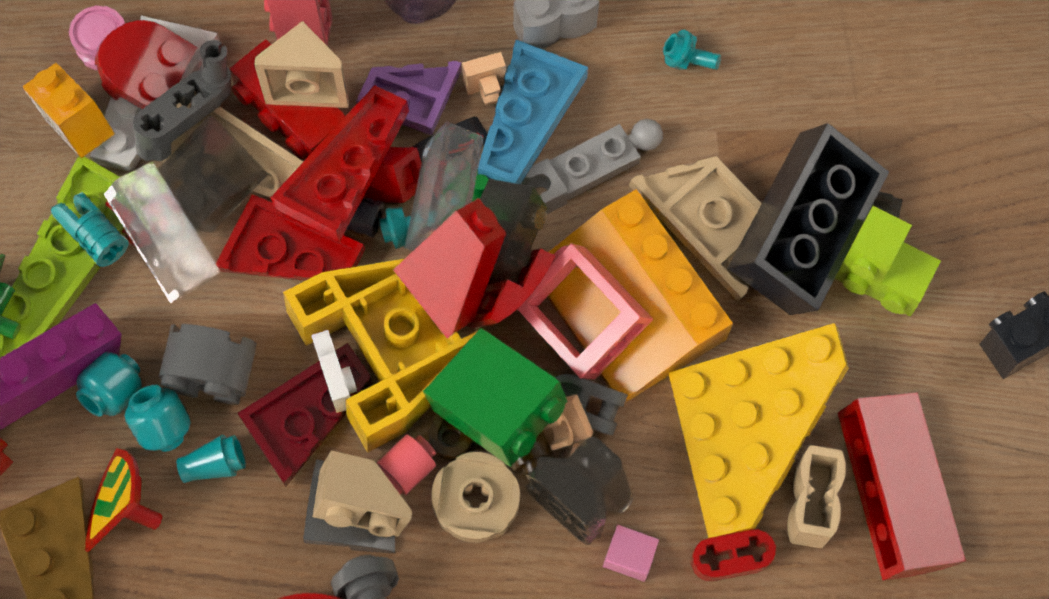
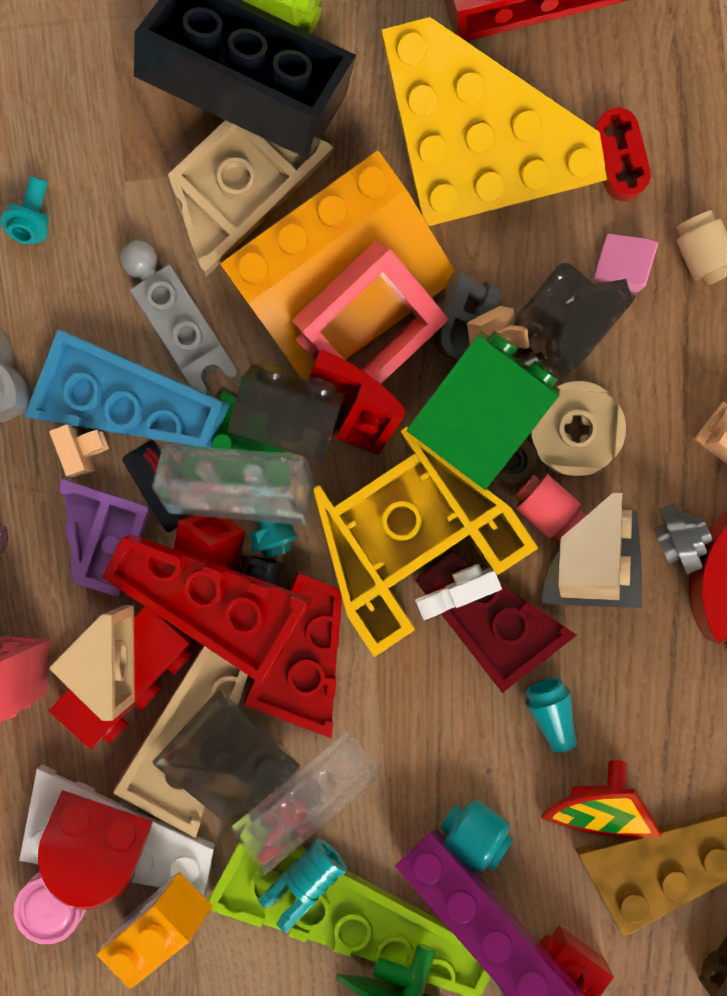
camera: 90 degrees left, 20 degrees up
(157, 418) = (516, 779): teal head -> none
(163, 122) = (161, 821): dark grey beam -> none
(207, 362) = (455, 733): dark grey brick -> none
(454, 266) = (343, 464): slope -> none
(817, 505) = (567, 61): tan brick -> none

